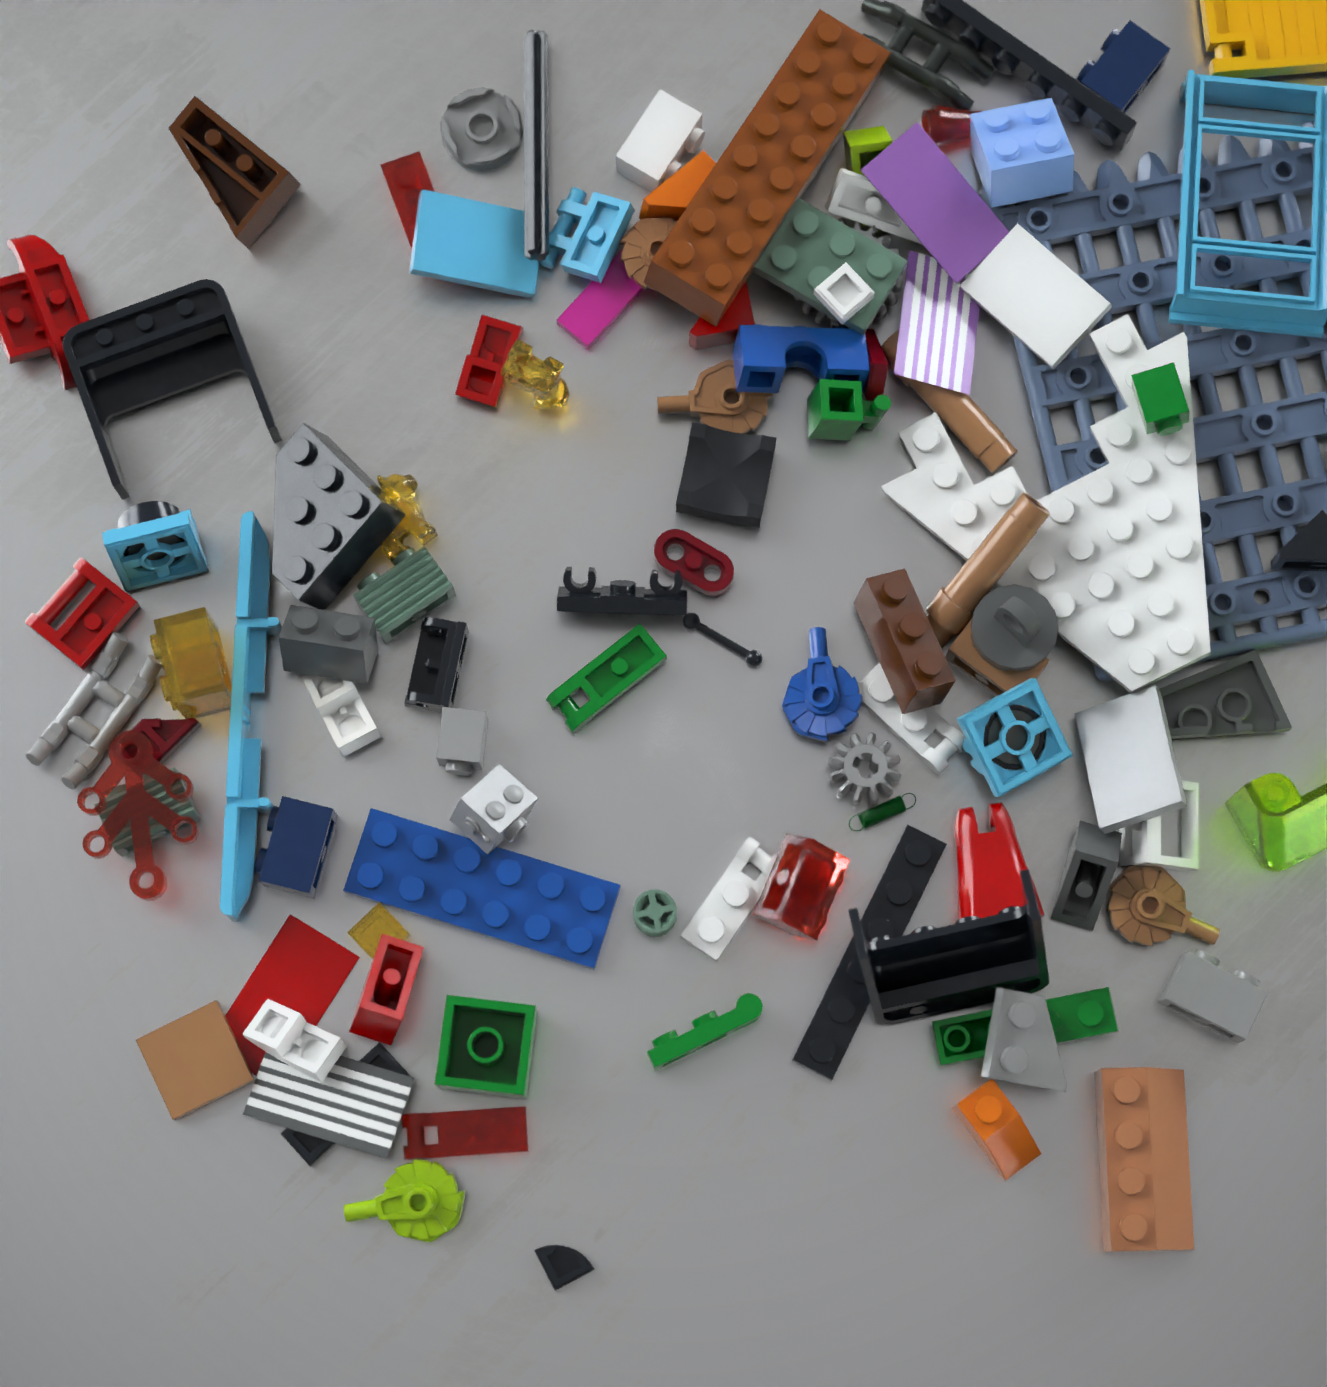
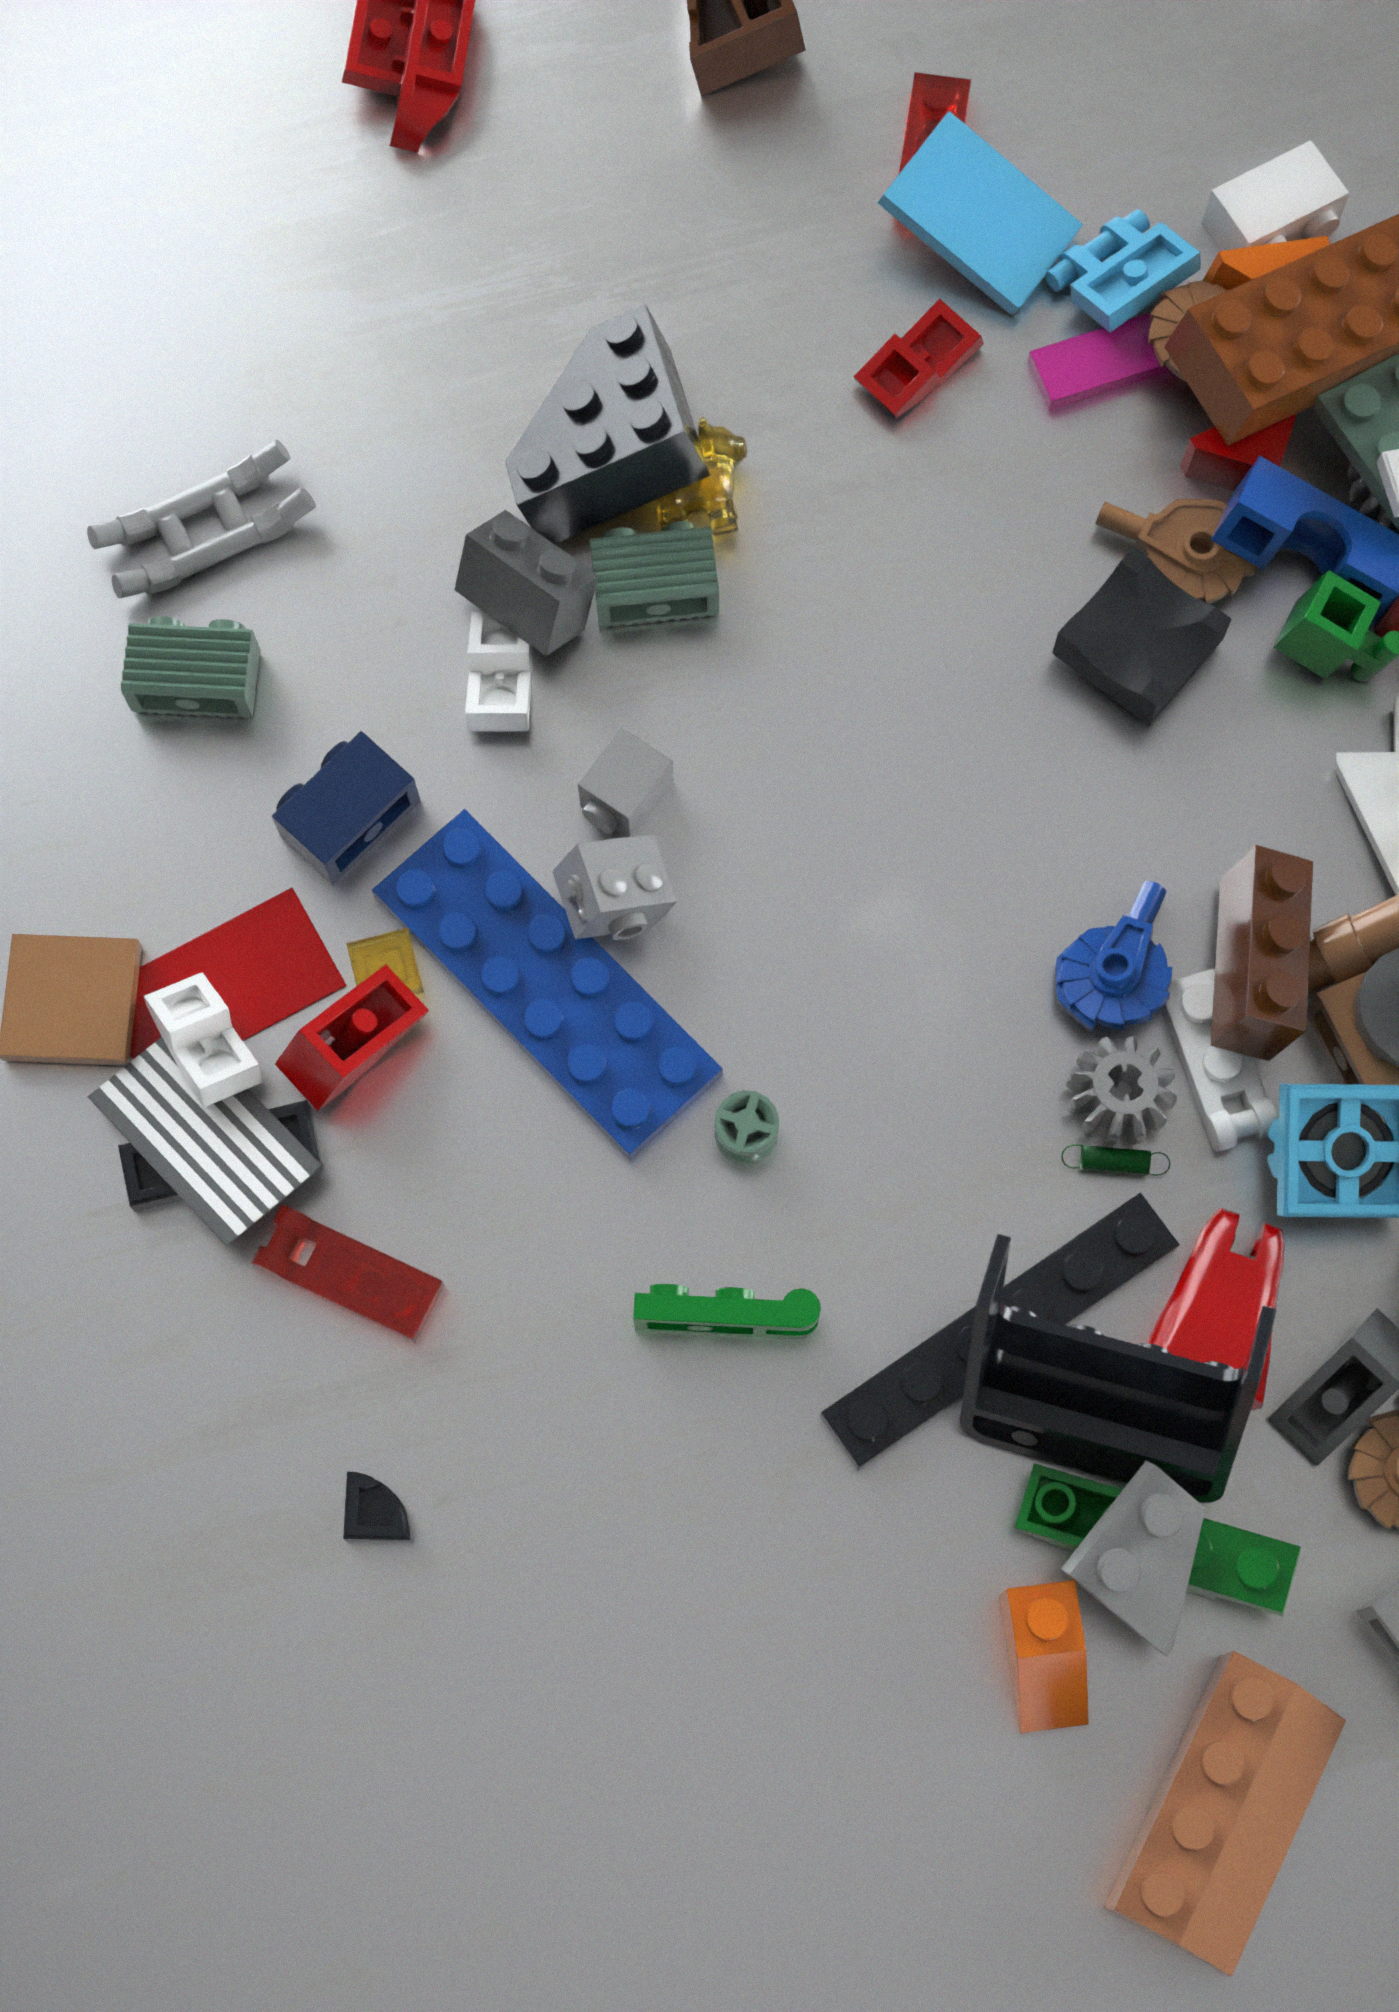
camera: 30 degrees right, 5 degrees down
(92, 622) = (254, 419): red plate -> none
(136, 807) = (175, 651): clear red plant -> none
(154, 545) = (380, 359): medium azure piece -> none
(156, 353) = (516, 148): black windscreen -> none
(164, 735) = (251, 595): dark red tile -> none
(194, 663) = (347, 519): clear yellow brick -> none
(245, 752) = (347, 653): medium azure piece -> none
(417, 1202) = (235, 1325): lime piece -> none
(437, 664) = (649, 680): black hinge -> none
(481, 129) = (1062, 94): light grey tile -> none
(486, 1046) = (434, 1175): green brick -> none
(536, 146) = (1118, 140): axle -> none
(536, 376) = (965, 394): clear yellow animal -> none
(607, 677) = (851, 805): green plate -> none
(622, 596) = (926, 713): black plate -> none
(692, 622) = (997, 798): black hinge -> none
(696, 560) = (1043, 725): dark red plate -> none
(729, 902) = (855, 1166): white plate -> none
(801, 886) = (956, 1194): clear red brick -> none

